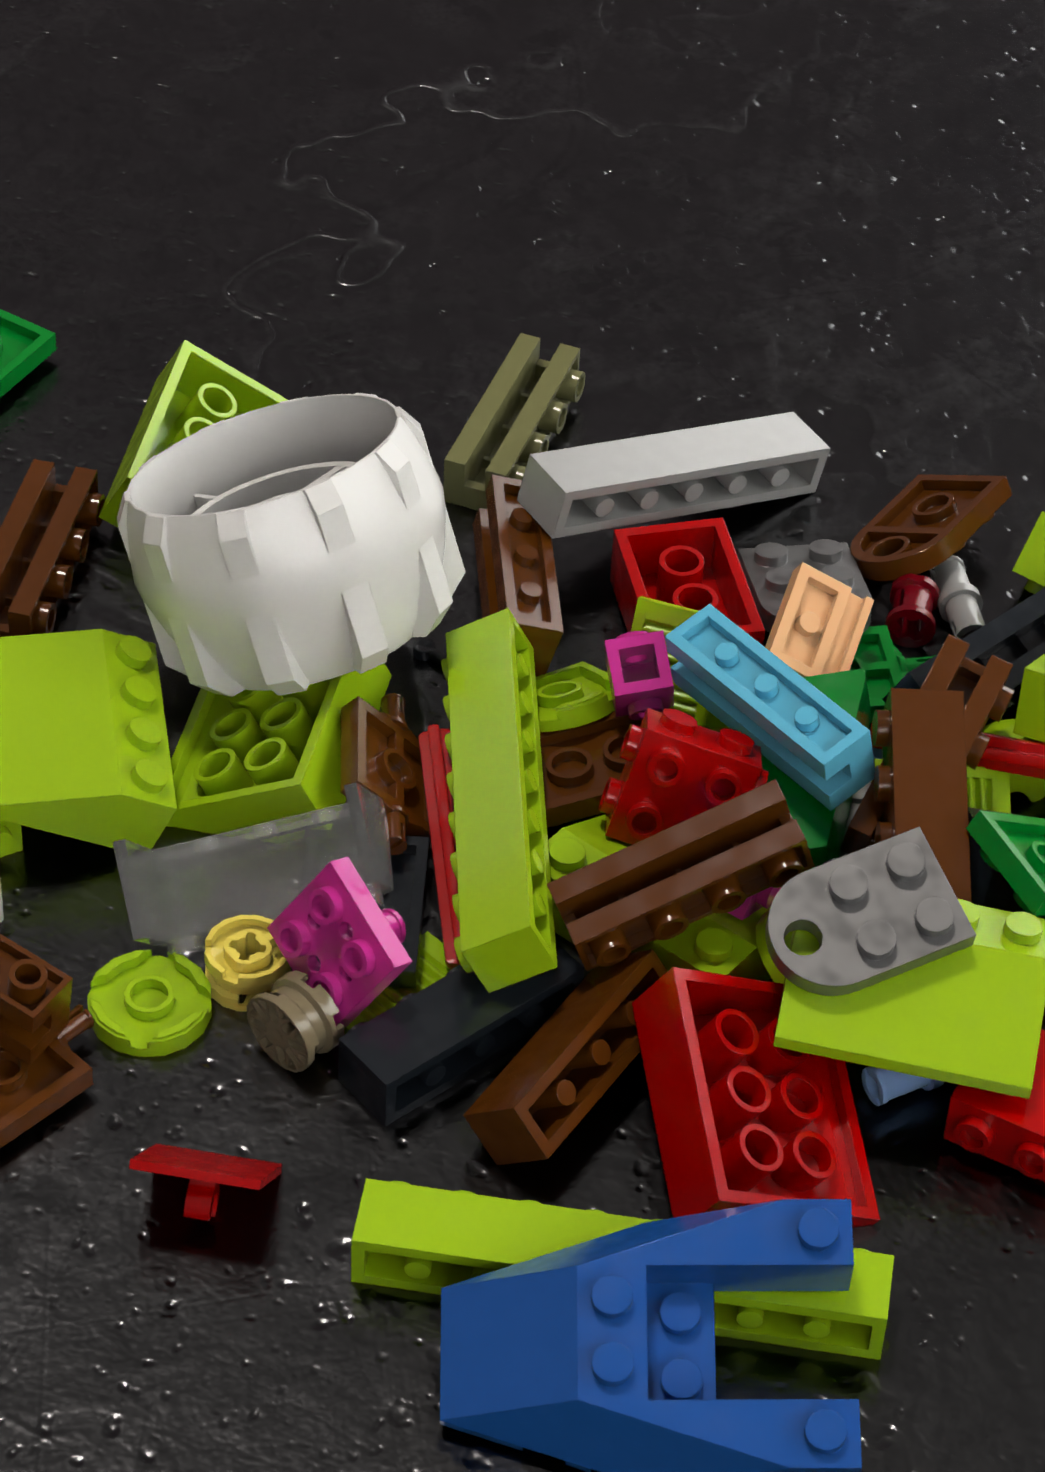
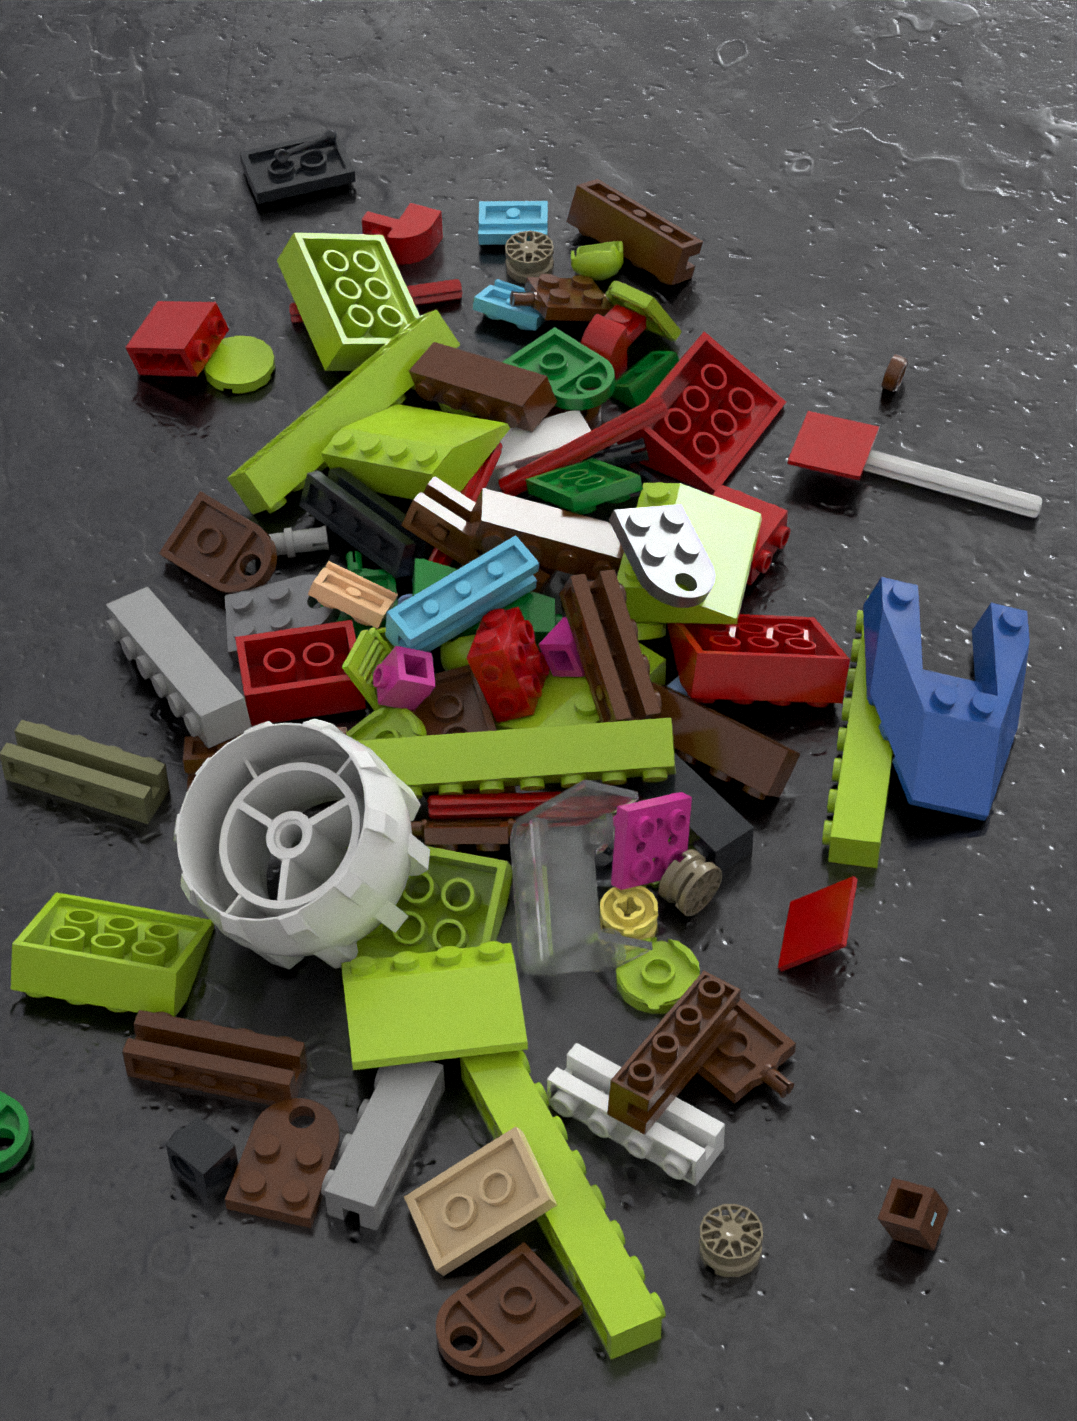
camera: 85 degrees left, 5 degrees up
(911, 617) = (285, 559): dark red bush -> none

